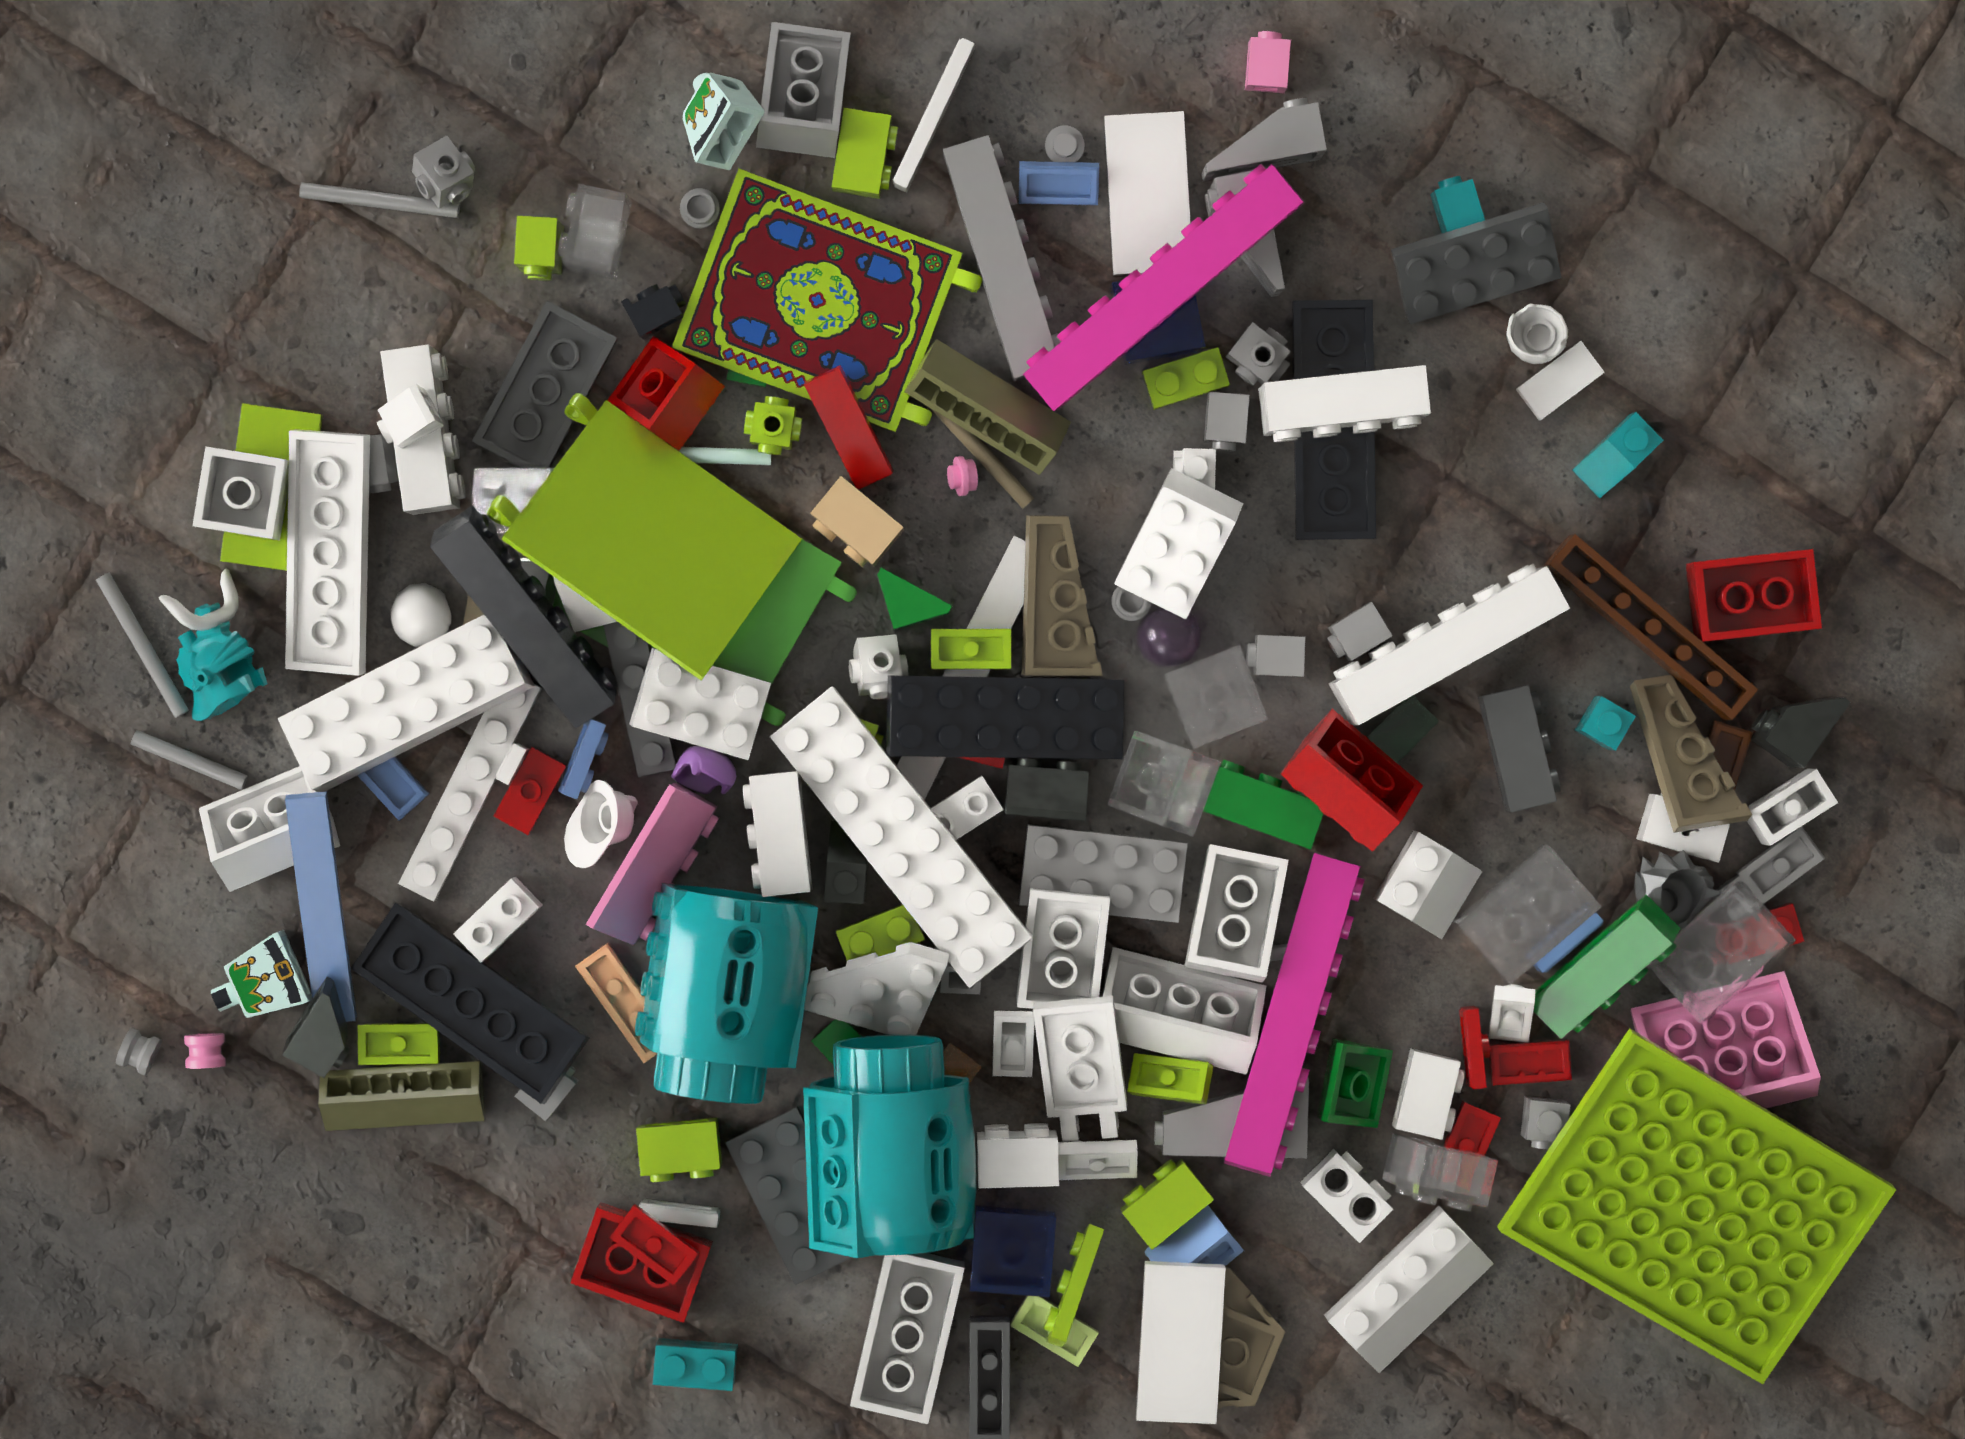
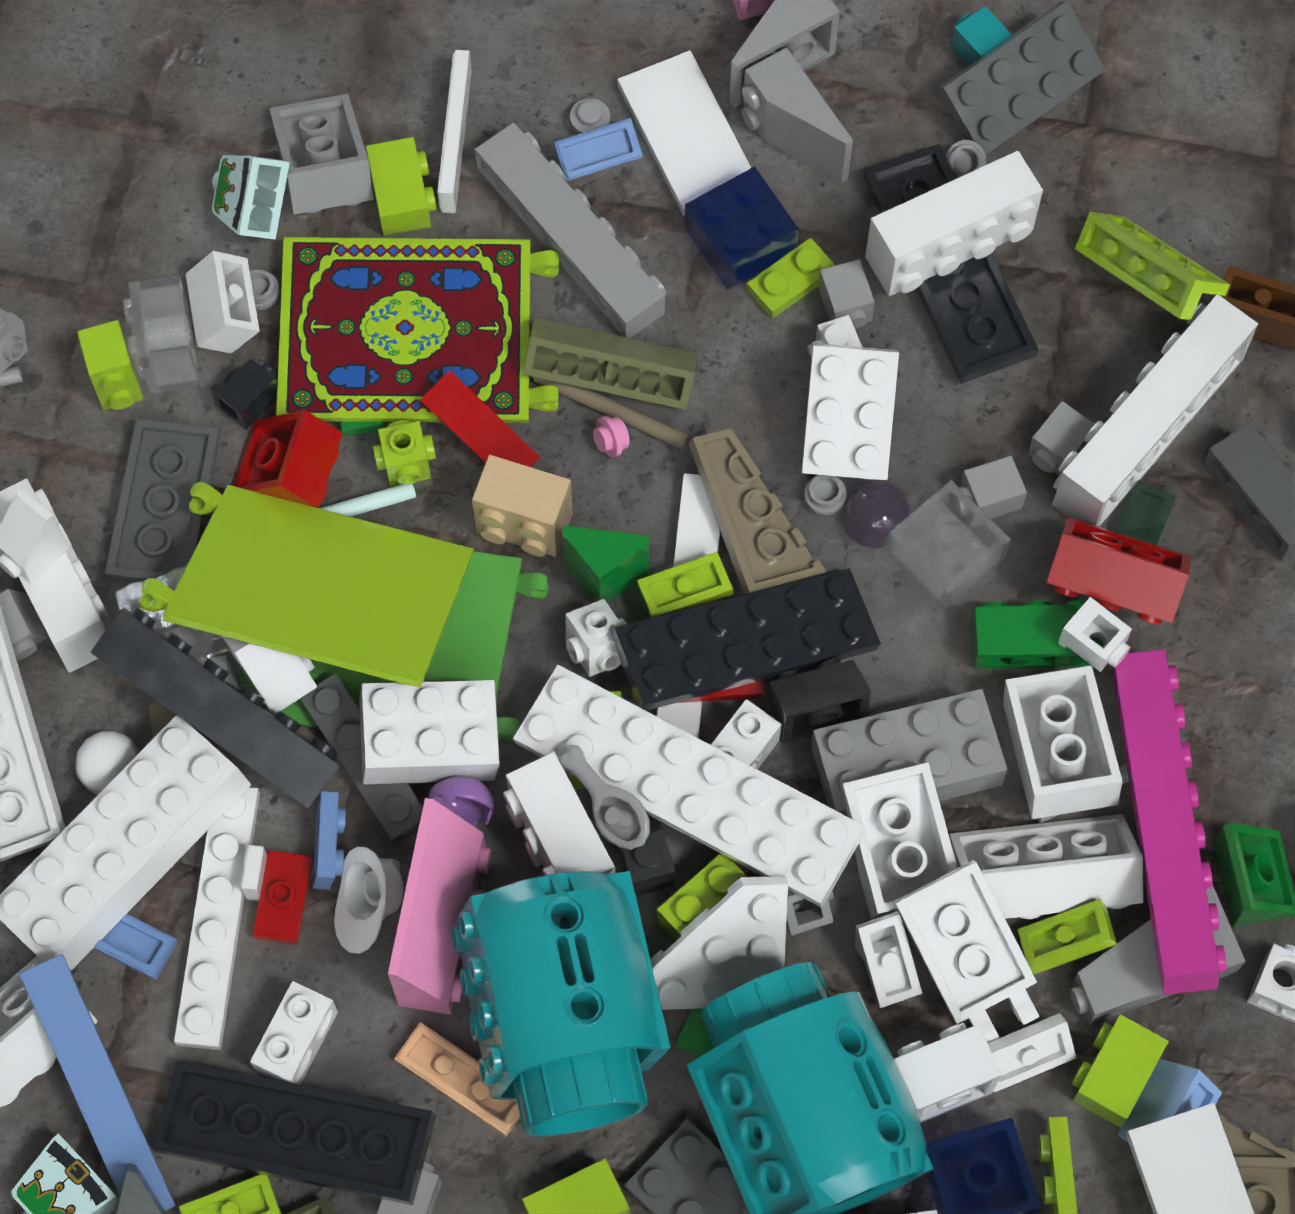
camera: 20 degrees left, 20 degrees down
(660, 216) = (222, 302): none -> white brick
(830, 839) = (615, 811): none -> light grey piece
(1163, 287) = (736, 177): dark pink brick -> none
(1164, 783) = (933, 640): clear brick -> none
(1244, 356) = (849, 224): light grey brick -> none
(1303, 821) = (1096, 622): none -> white brick
(1392, 322) = (965, 157): none -> light grey plate
(1427, 884) = (1238, 651): white slope -> none
(1499, 501) = (1147, 263): none -> lime fence
(1537, 333) = (1106, 120): white hair -> none
(1560, 380) = (1146, 157): white tile -> none
(1617, 454) = (1232, 196): teal slope -> none

